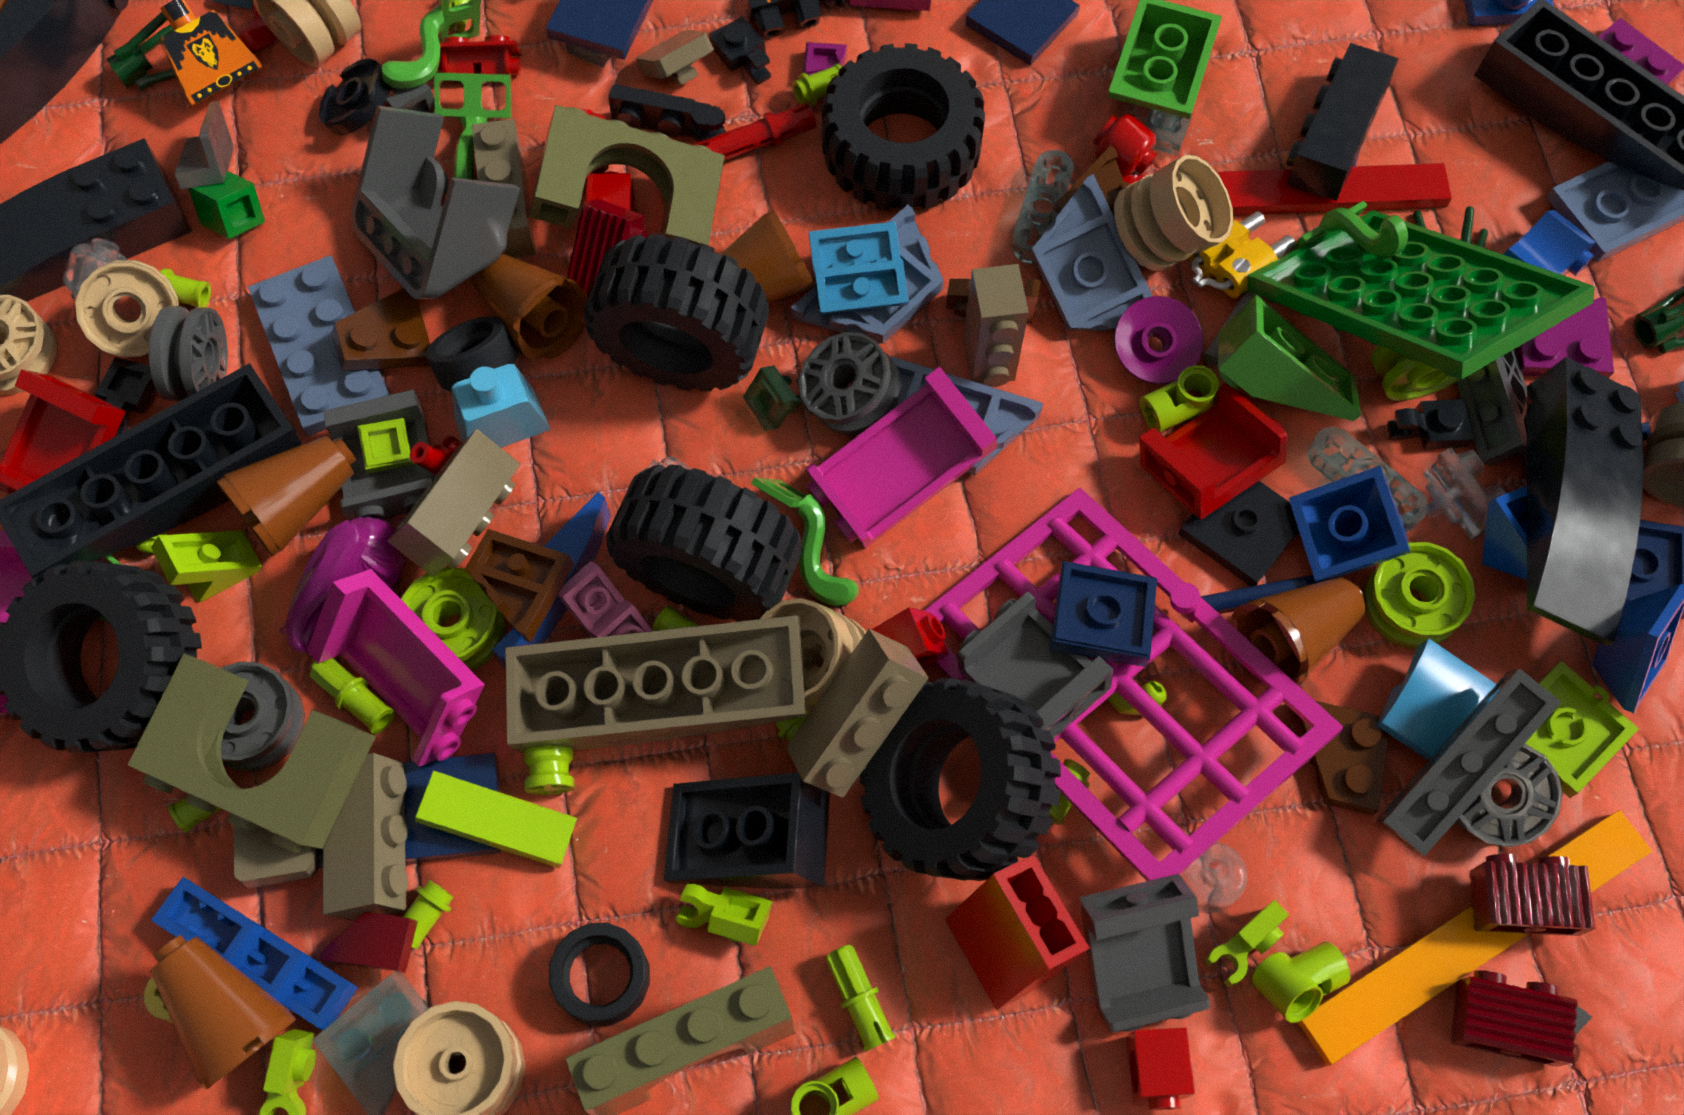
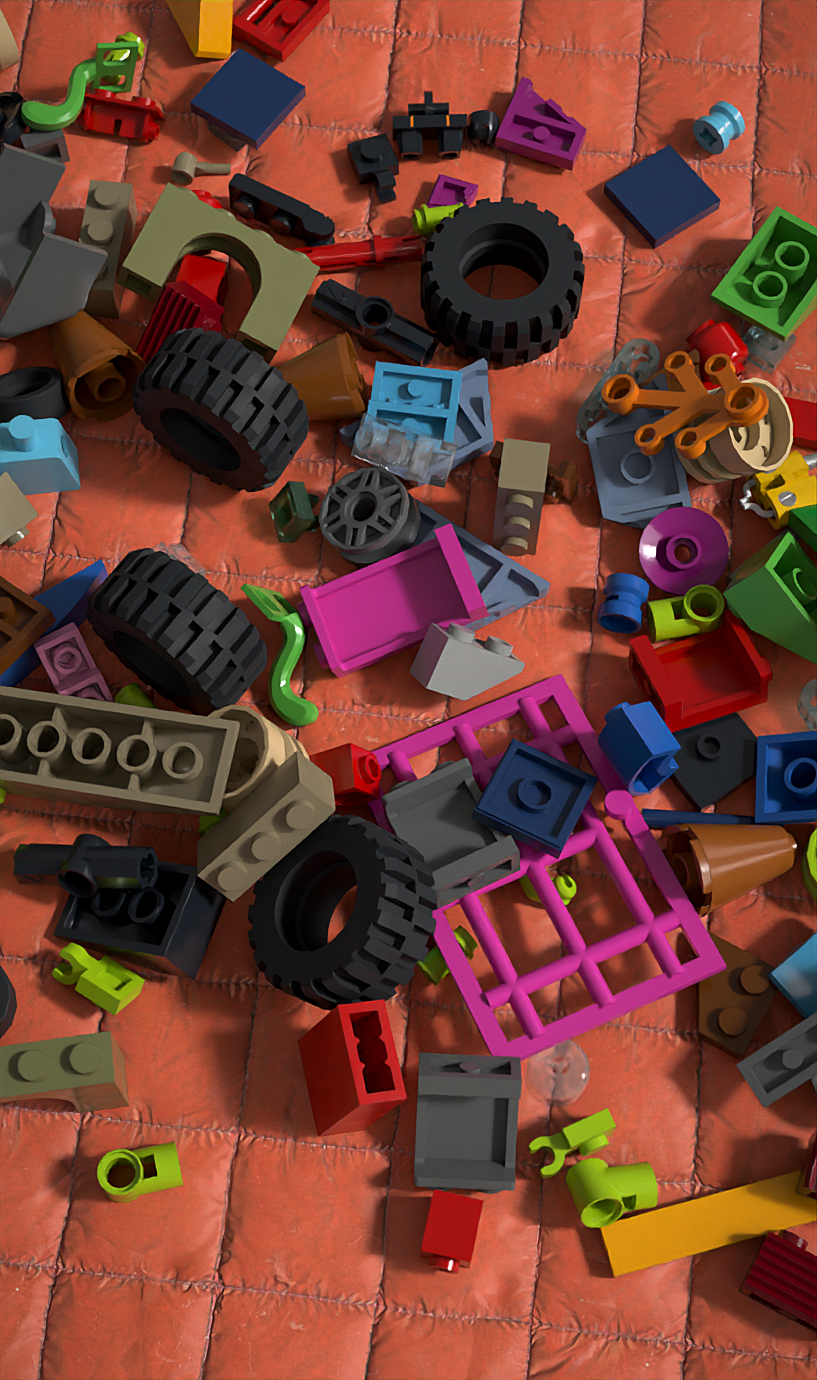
camera: 15 degrees right, 0 degrees up
(470, 114) = (97, 169): bright green piece -> none
(558, 91) = (187, 165): none -> dark tan hand
(675, 56) = (307, 158): dark tan piece -> none
(680, 802) = (85, 865): none -> black piece
(771, 192) = (354, 314): none -> black piece
(859, 997) = (195, 1089): lime axle -> none
(865, 309) = (404, 450): none -> clear slope
(984, 502) = (463, 665): none -> light grey slope
(1063, 205) = (740, 406): none -> orange plant
(1117, 404) = (623, 602): none -> blue wheel
(1188, 535) = (638, 747): none -> blue brick

